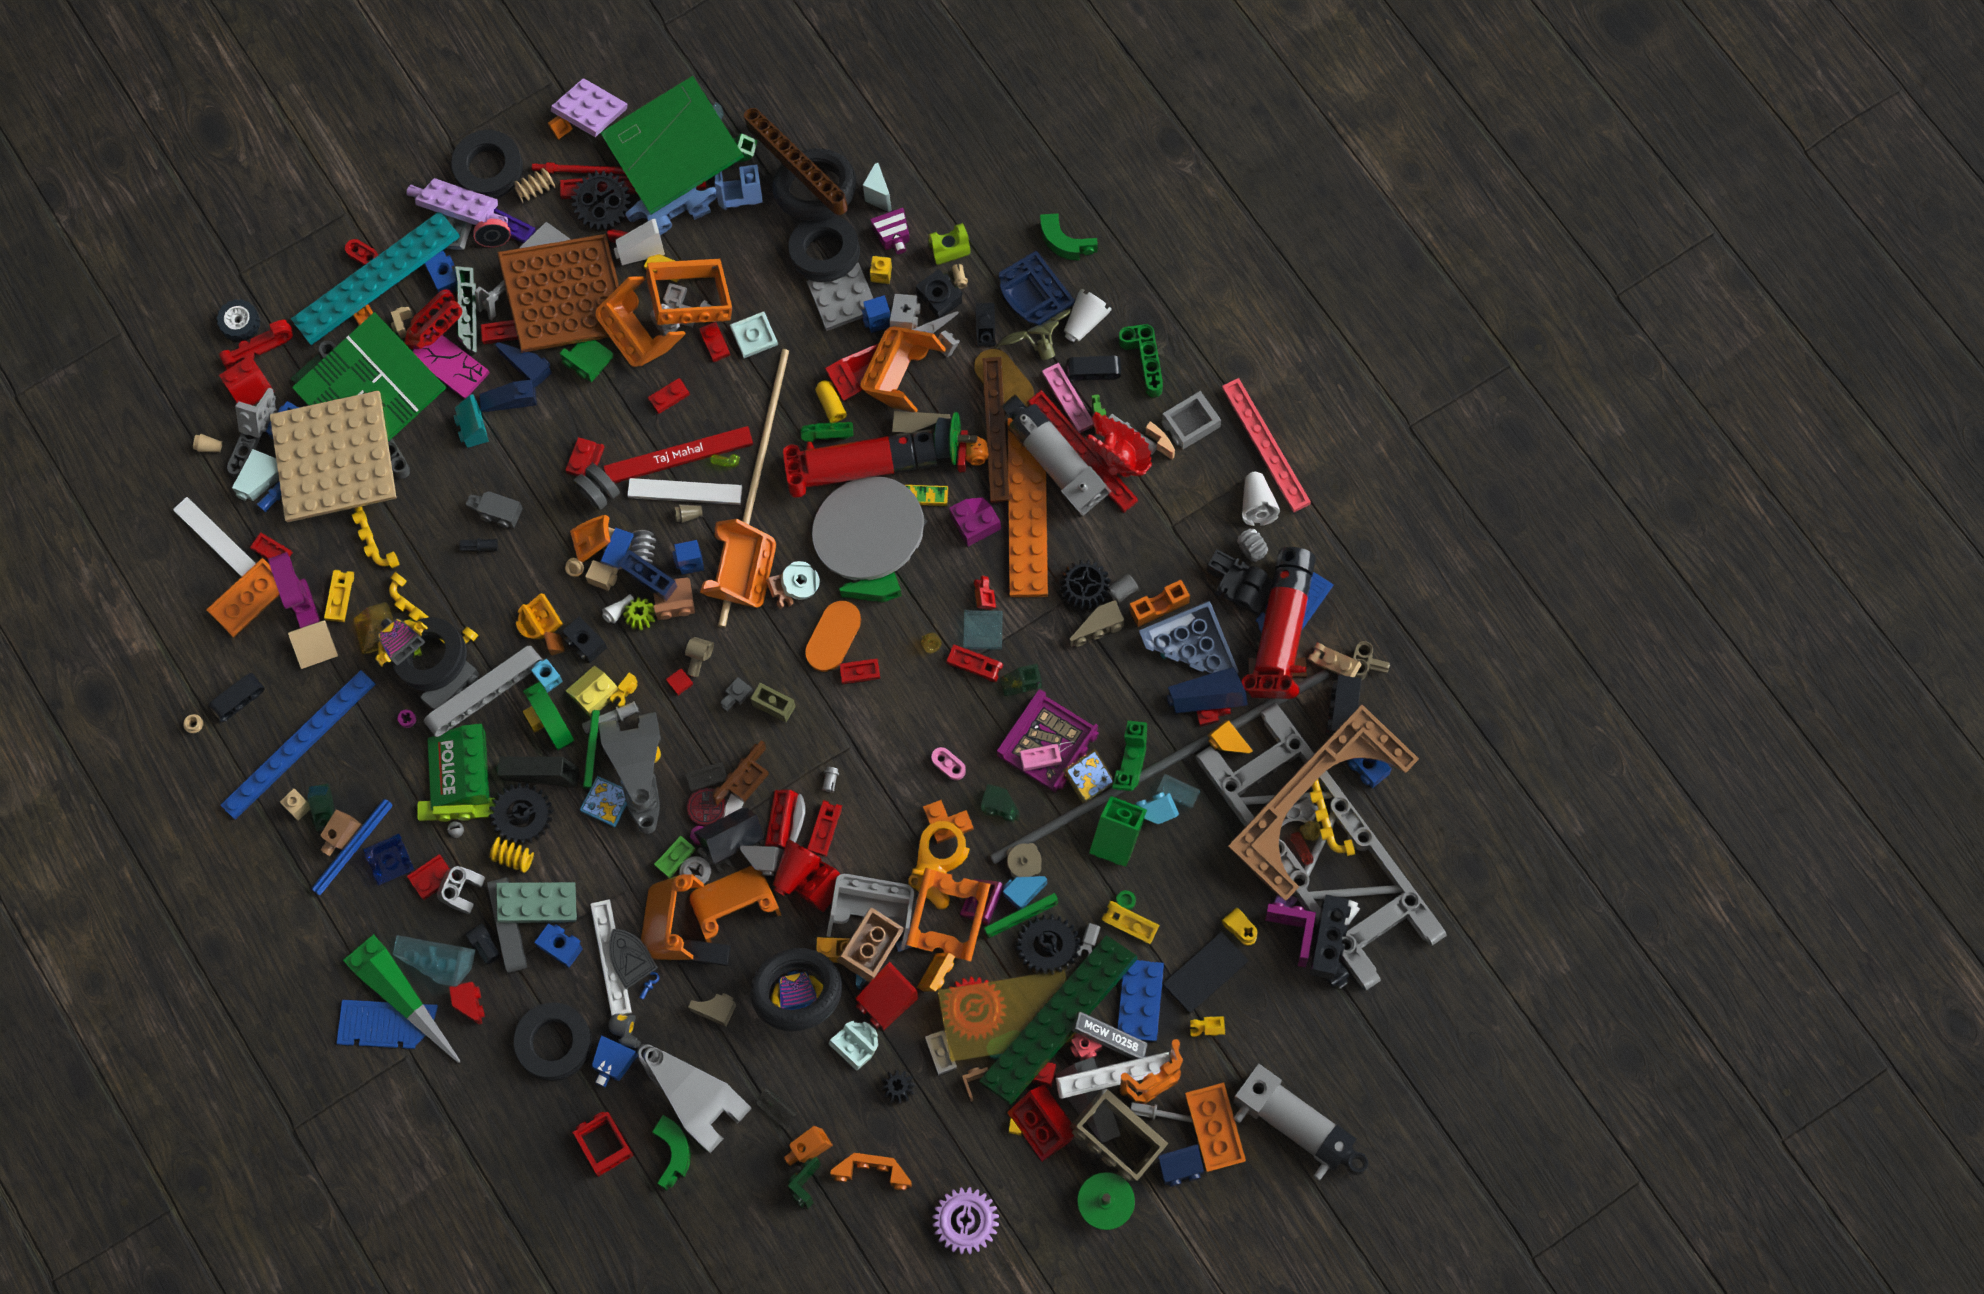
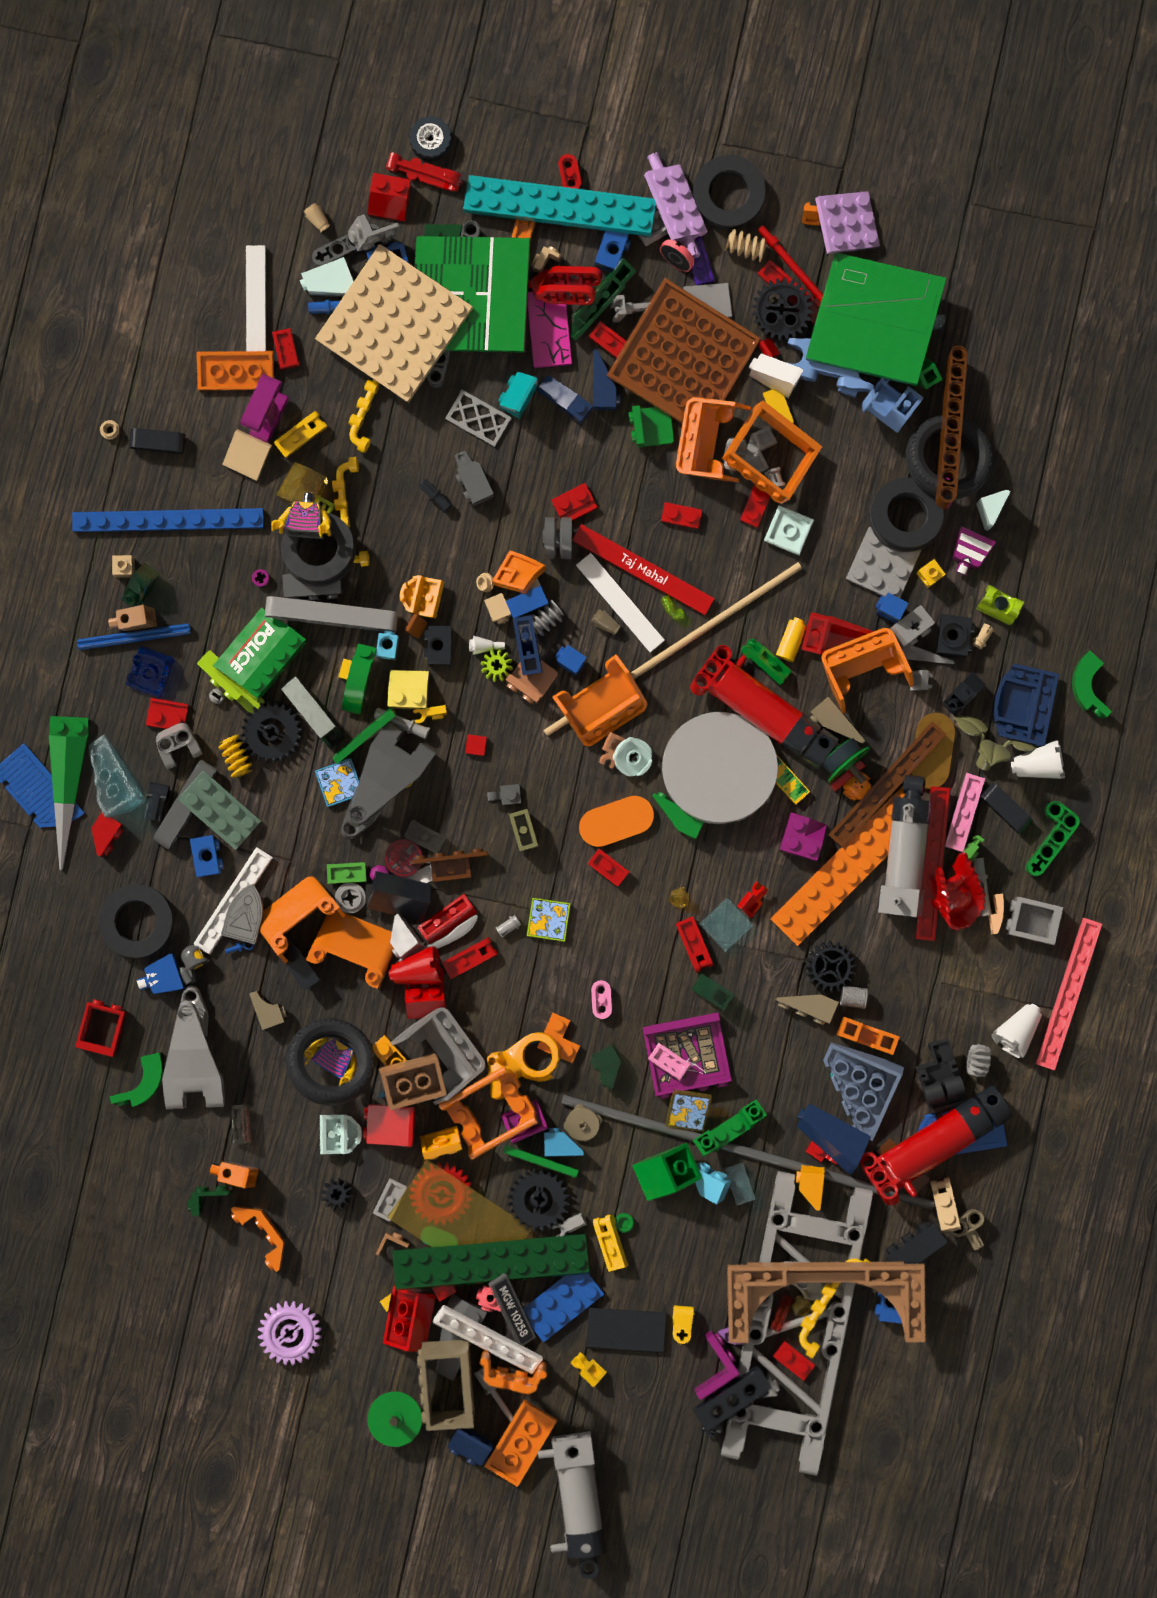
camera: 40 degrees right, 15 degrees up
(470, 476) = (463, 424): none -> light grey window
(699, 651) = (507, 739): dark tan beam -> none
(854, 748) = (548, 919): none -> tile
(1345, 874) = (793, 1360): none -> red plate

